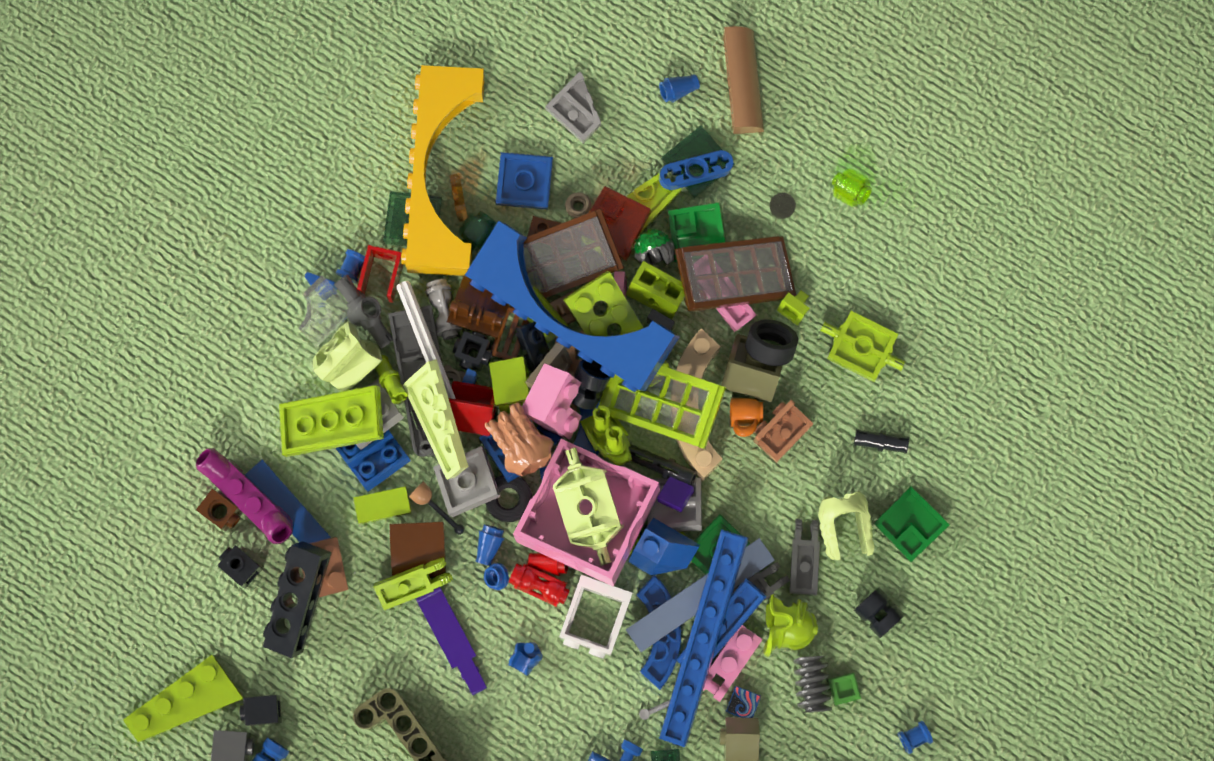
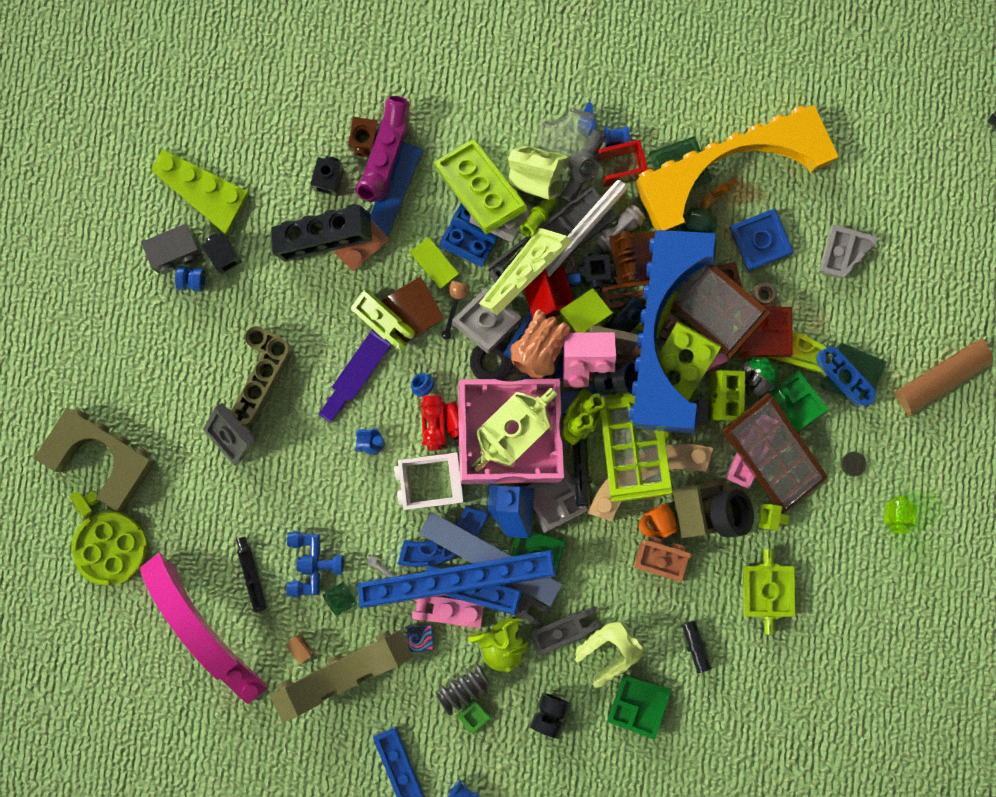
camera: 65 degrees right, 5 degrees up
(488, 544) = (446, 365): blue cone -> none
(675, 494) = (562, 496): dark purple tile -> none
(678, 87) = (908, 325): blue cone -> none

